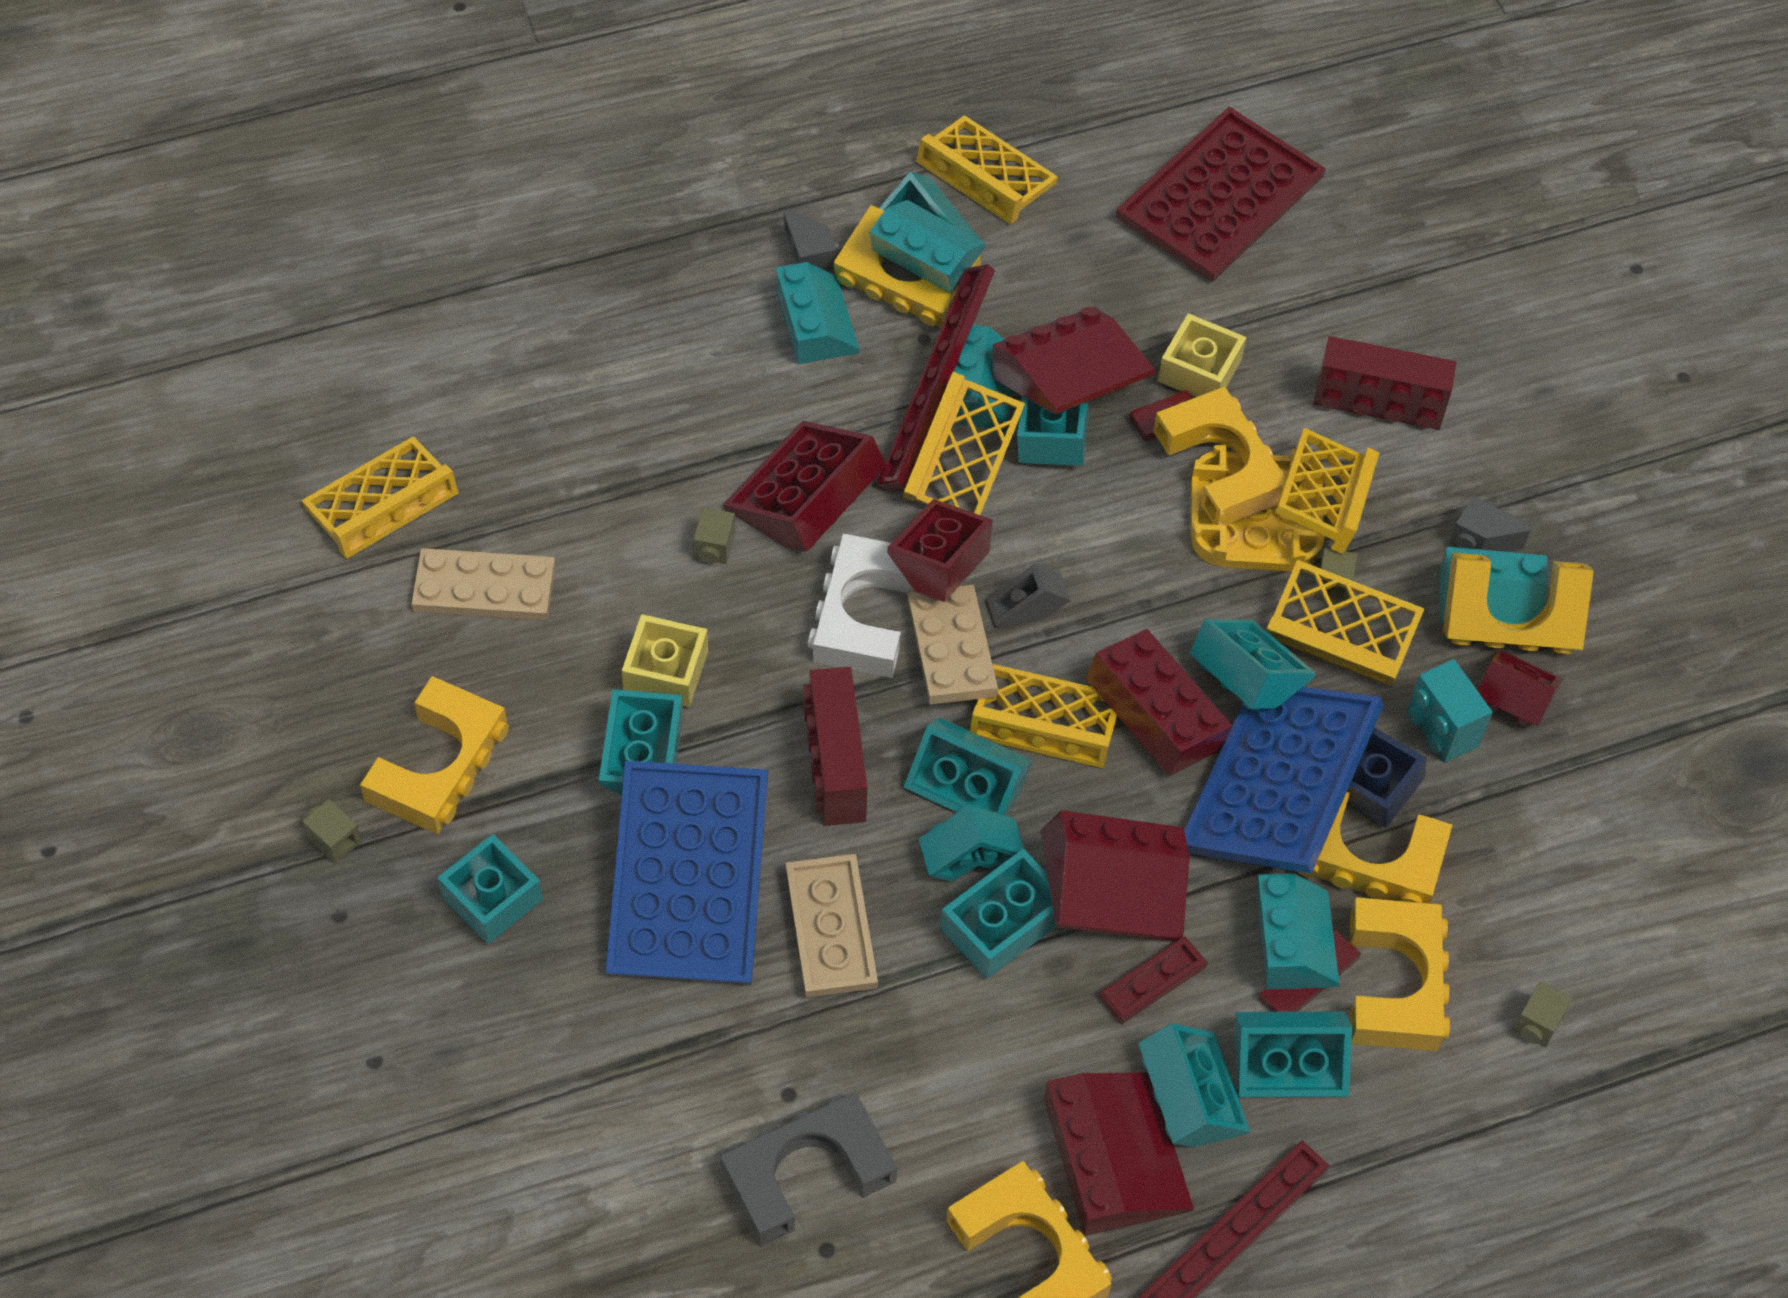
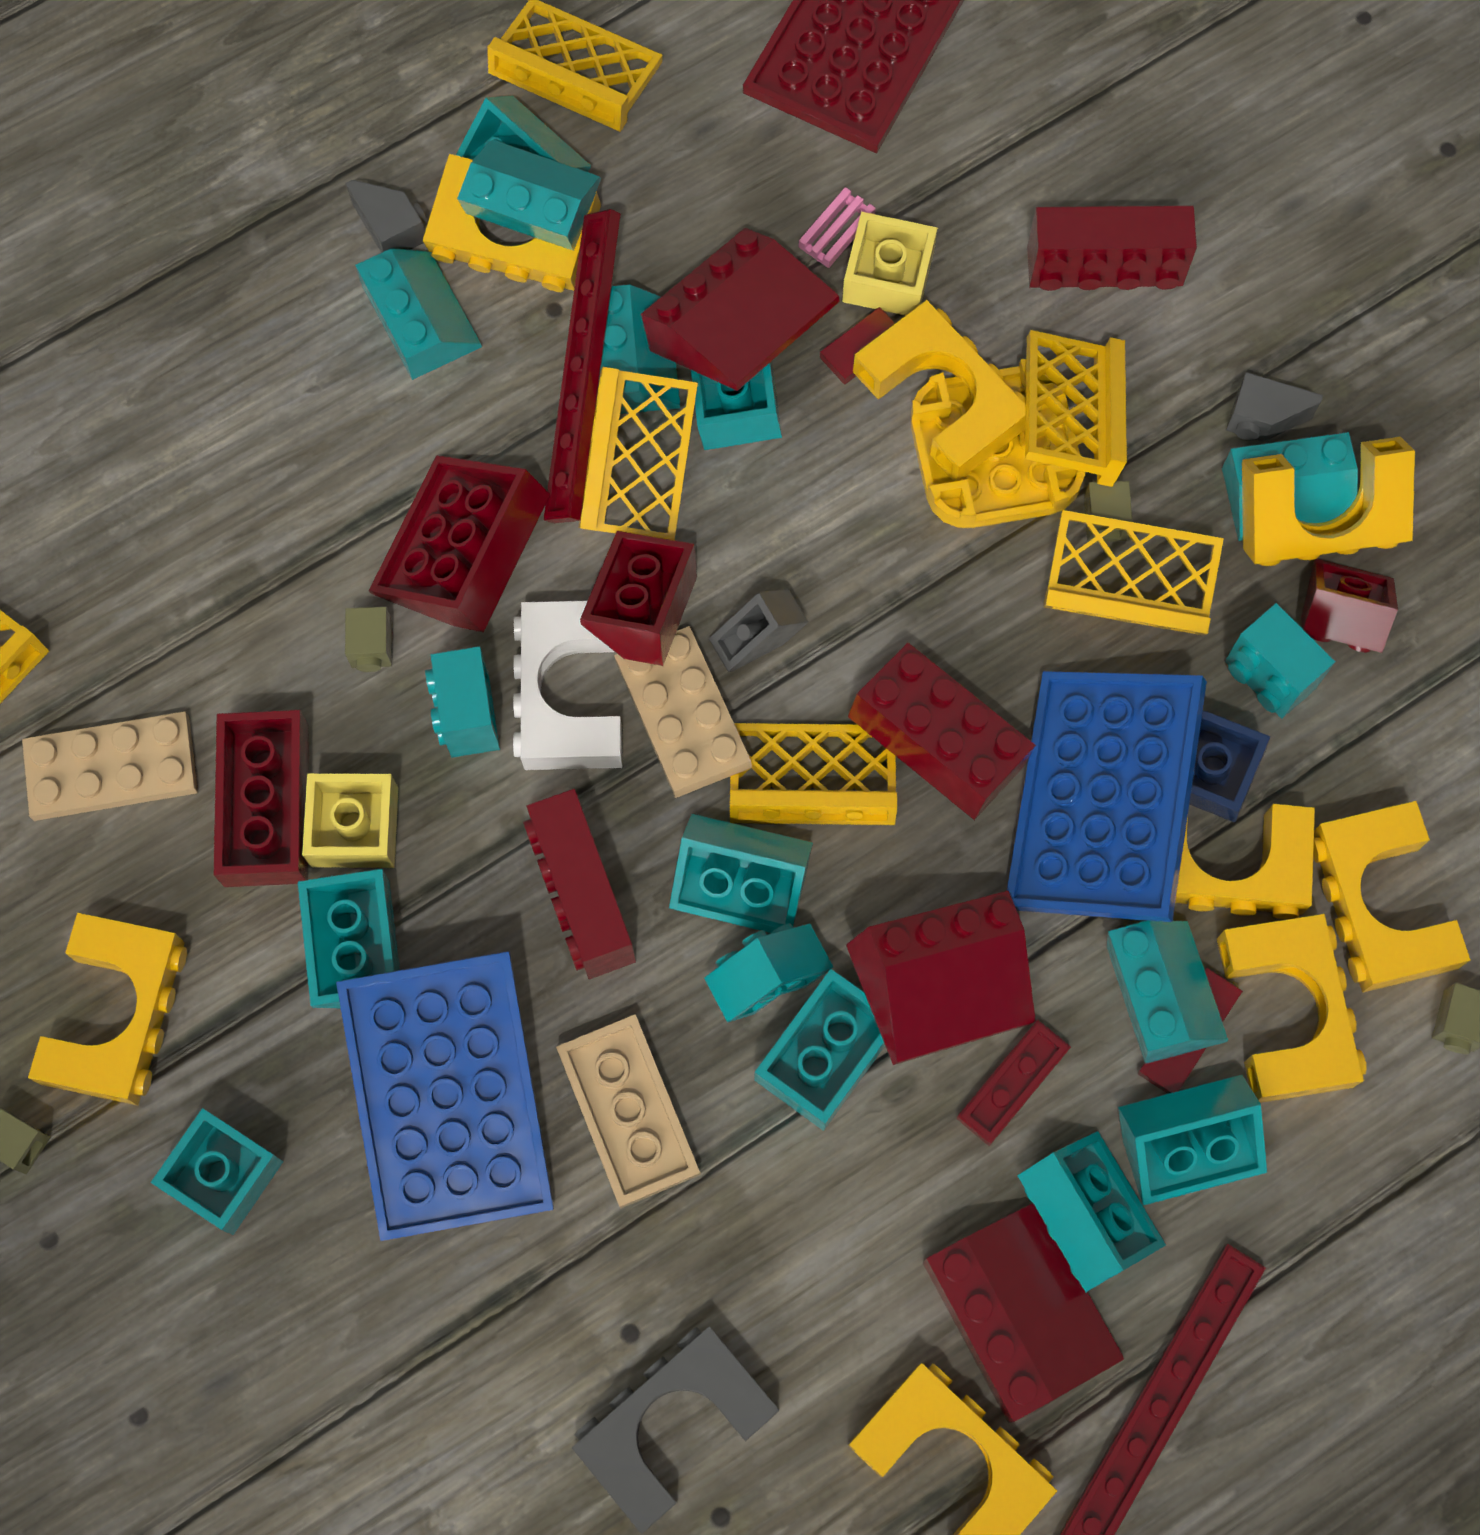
camera: 10 degrees left, 15 degrees up
(598, 628) = (260, 798): none -> dark red brick
(777, 594) = (464, 702): none -> teal brick
(1160, 325) = (854, 205): none -> bright pink tile
(1249, 662) = (1037, 654): teal slope -> none
(1483, 950) = (1377, 952): none -> yellow arch

